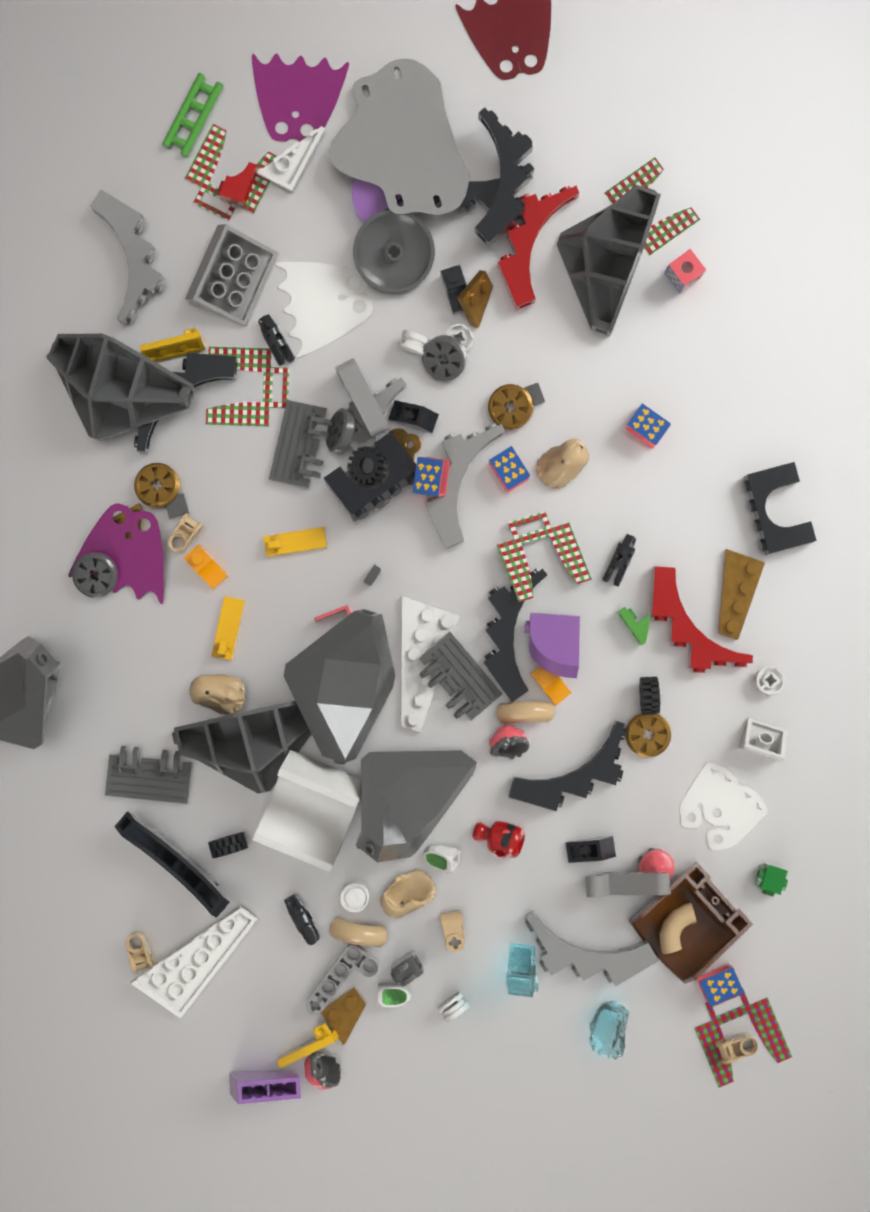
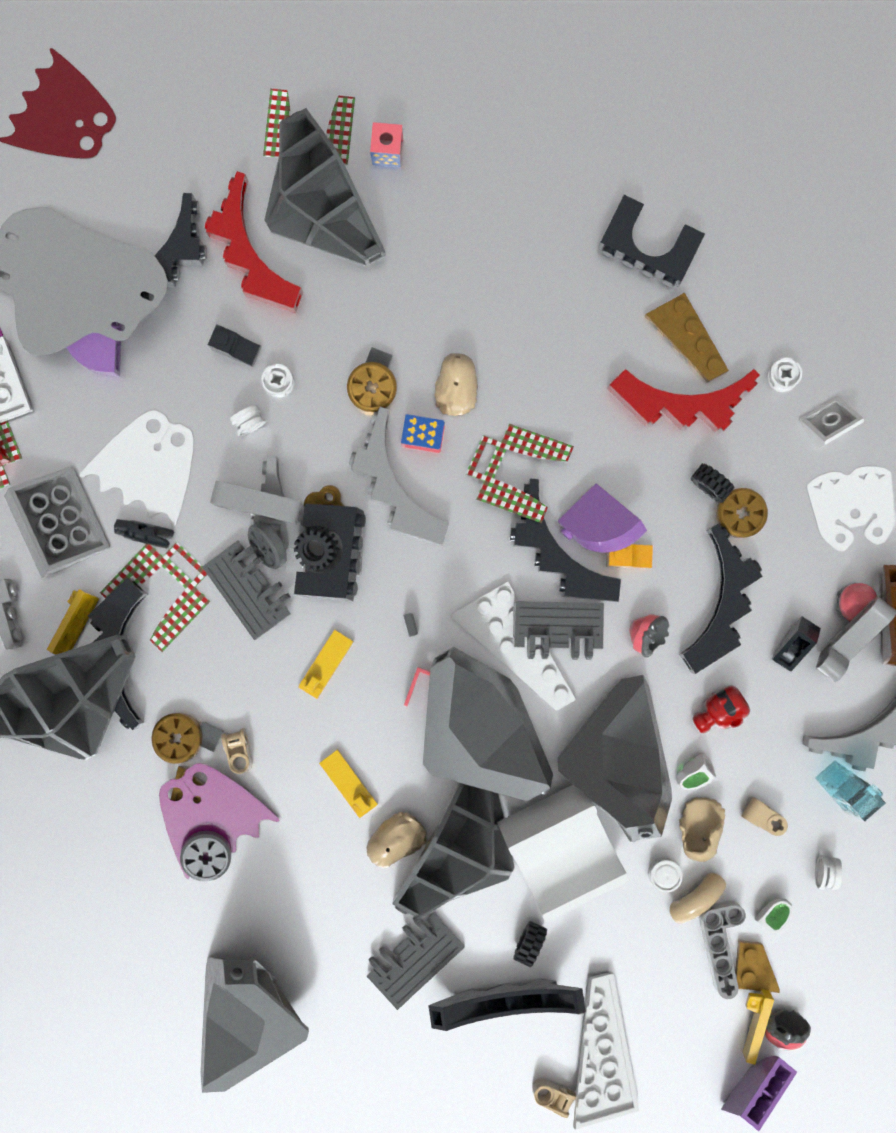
camera: 45 degrees left, 0 degrees up
(206, 566) = (281, 757): light orange arch -> none
(302, 919) = (645, 935): black hinge -> none
(393, 251) = (156, 369): dark grey dish -> none
(406, 969) = (764, 885): dark grey hinge -> none
(413, 416) = (308, 473): black arch -> none
(431, 476) = (372, 503): blue piece -> none
(433, 357) = (289, 394): dark grey wheel -> none
(475, 297) = (255, 336): pearl gold wing -> none
(511, 152) = (161, 199): black arch -> none
(525, 712) = (635, 598): tan cylinder -> none
(624, 550) = (573, 398): black hinge -> none
(638, 629) = (648, 444): bright green slope -> none
(647, 426) = (487, 288): blue piece -> none

